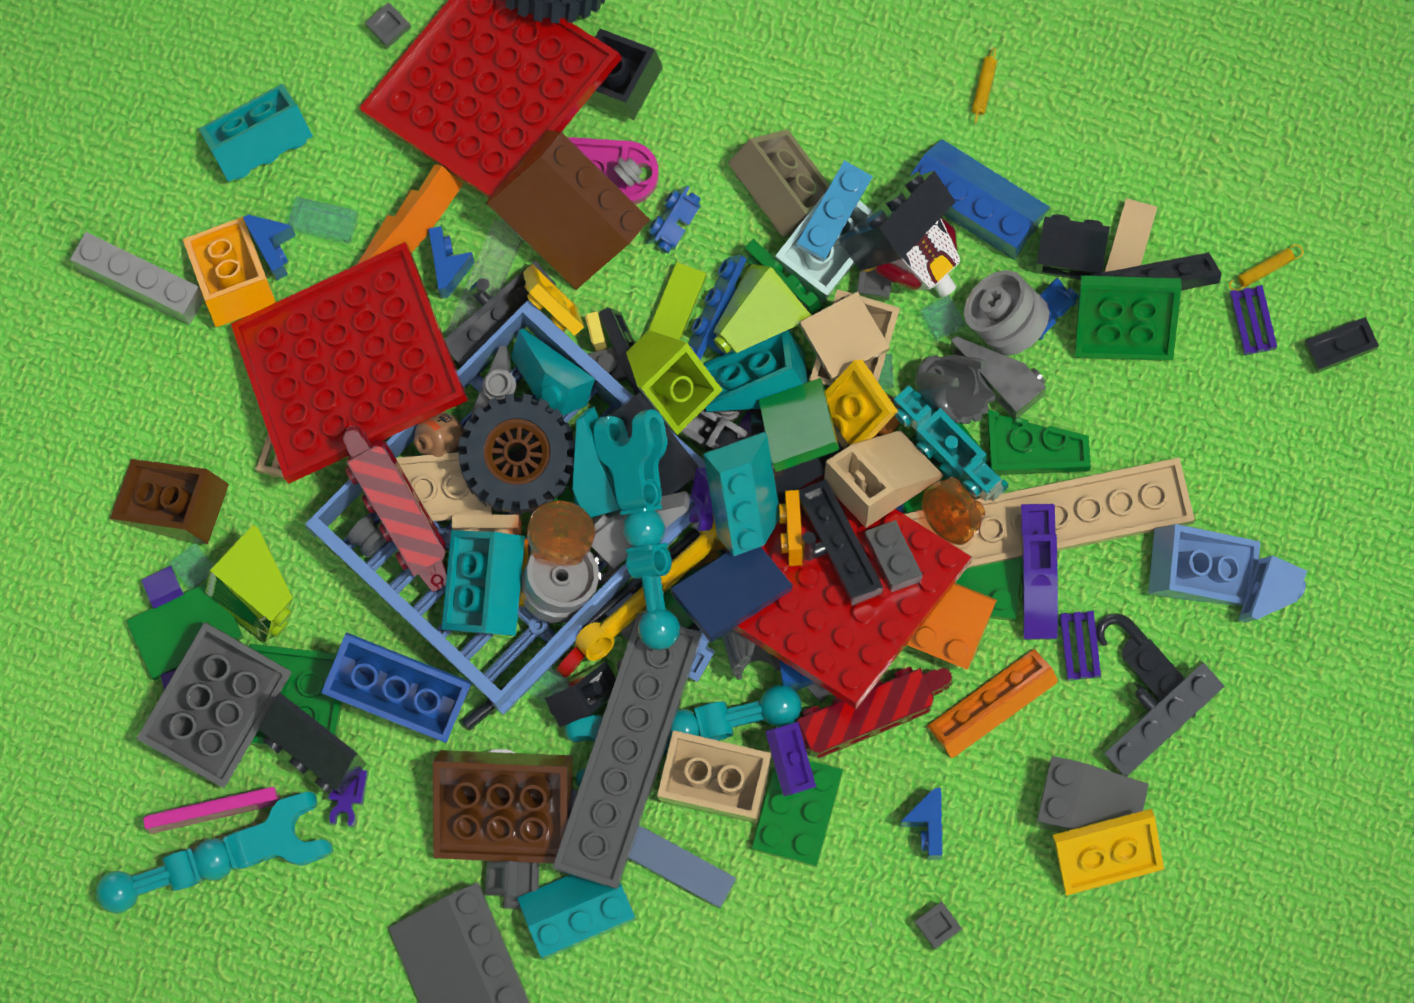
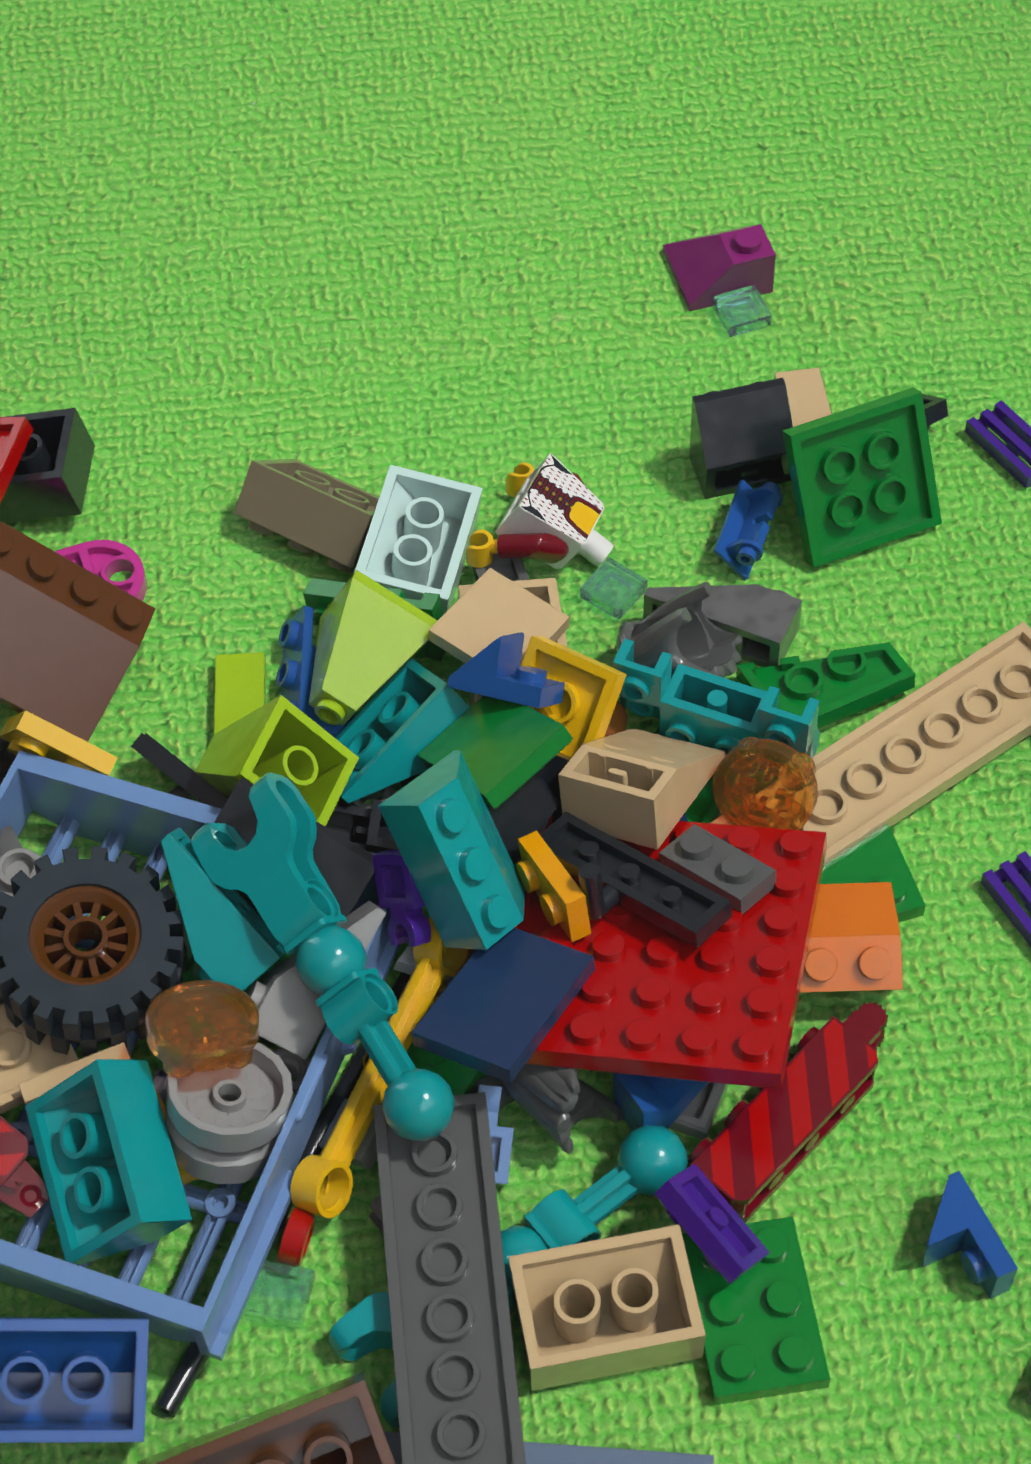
camera: 30 degrees left, 20 degrees down
(551, 374) = (119, 829): teal slope -> none
(581, 694) = (335, 1276): black slope -> none
(596, 331) = (134, 769): light yellow tile -> none
(629, 171) = (101, 564): light grey plate -> none
(678, 207) = (180, 623): blue hinge -> none
(824, 382) = (498, 675): none -> blue slope
(834, 211) = (408, 495): dark azure plate -> none
(898, 222) = (499, 475): black wedge -> none
(984, 85) = (527, 325): yellow piece -> none
(984, 200) = (596, 444): blue slope -> none
(993, 703) = (957, 1035): orange slope -> none
(1006, 312) = (701, 531): light grey wheel -> none
(1039, 572) = (930, 827): dark purple slope -> none
(1133, 135) = (742, 310): none -> clear light blue tile
(1136, 90) = (721, 264): none -> magenta slope
(1266, 267) = (993, 384): yellow piece -> none

